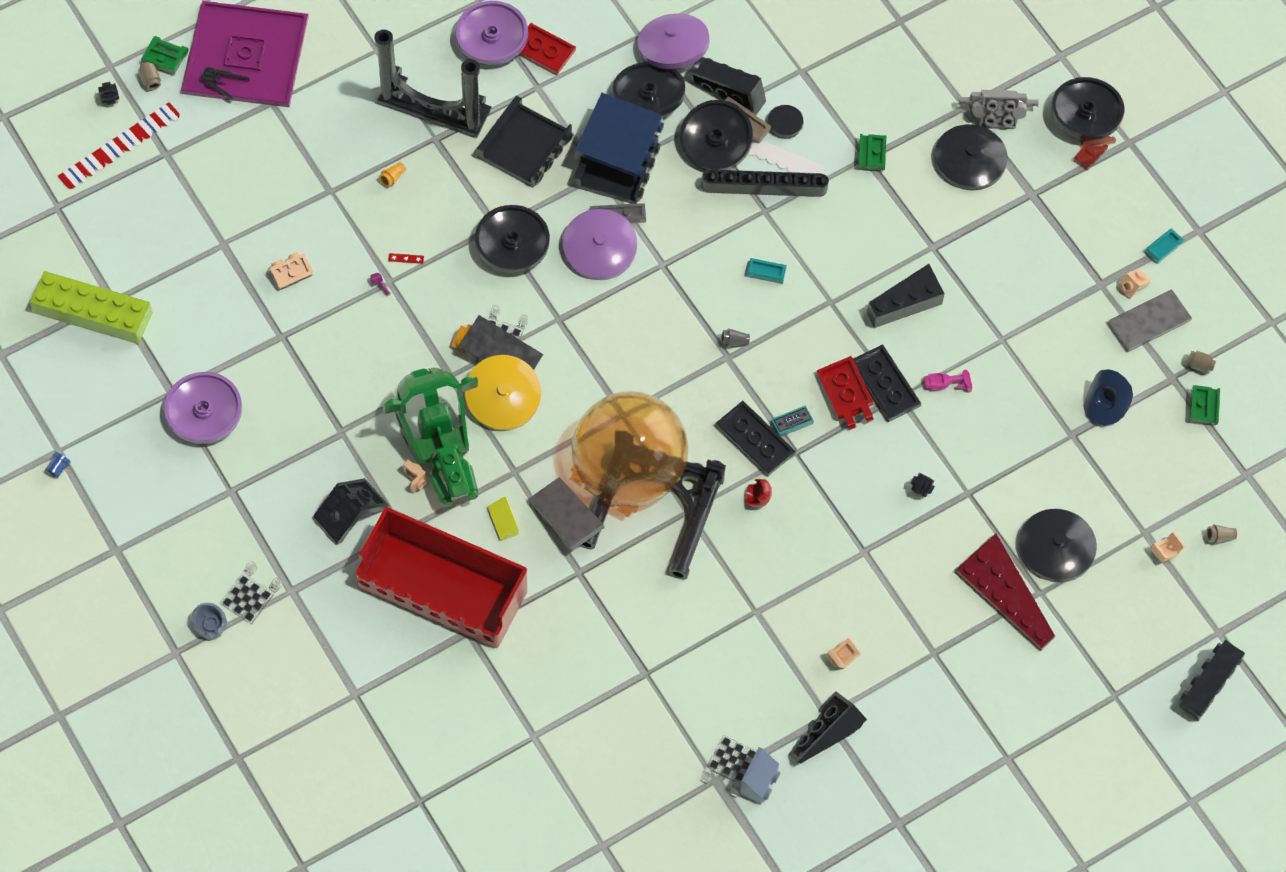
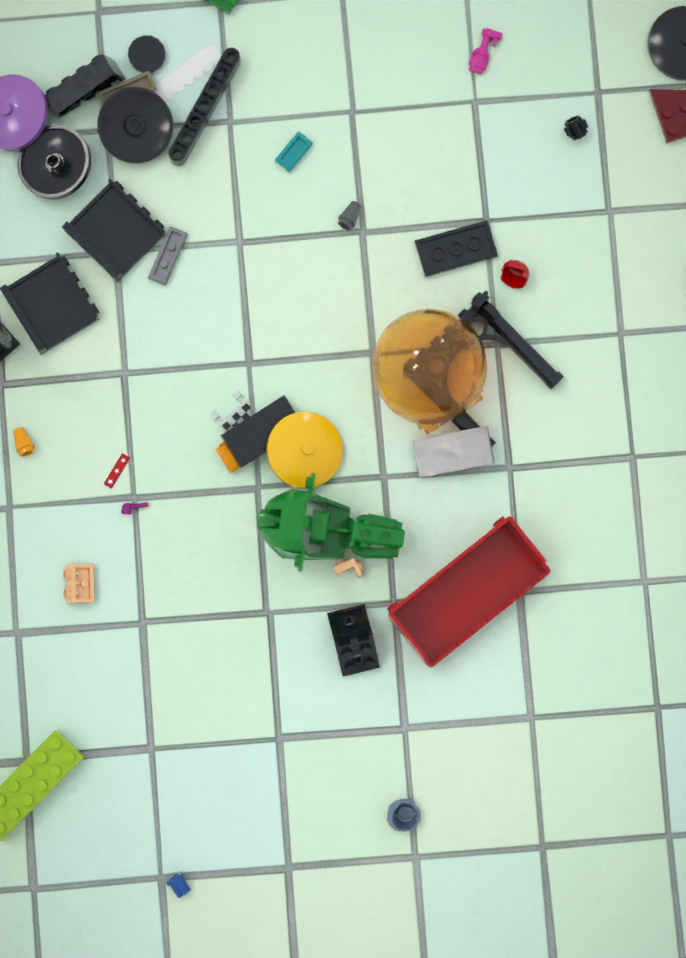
camera: 60 degrees left, 20 degrees up
(203, 407) = (187, 727): medium lavender dish -> none
(248, 596) = (393, 769): clear flag -> none
(503, 519) = (427, 509): neon yellow slope -> none
(512, 238) = (150, 365): black dish -> none
(599, 244) = (193, 288): medium lavender dish -> none
(619, 135) = (96, 215): dark blue panel -> none
(792, 421) = (455, 207): tile -> none
(846, 390) = (451, 144): red tile -> none
(886, 383) = (458, 106): black tile -> none
(908, 297) = (386, 38): black wedge -> none

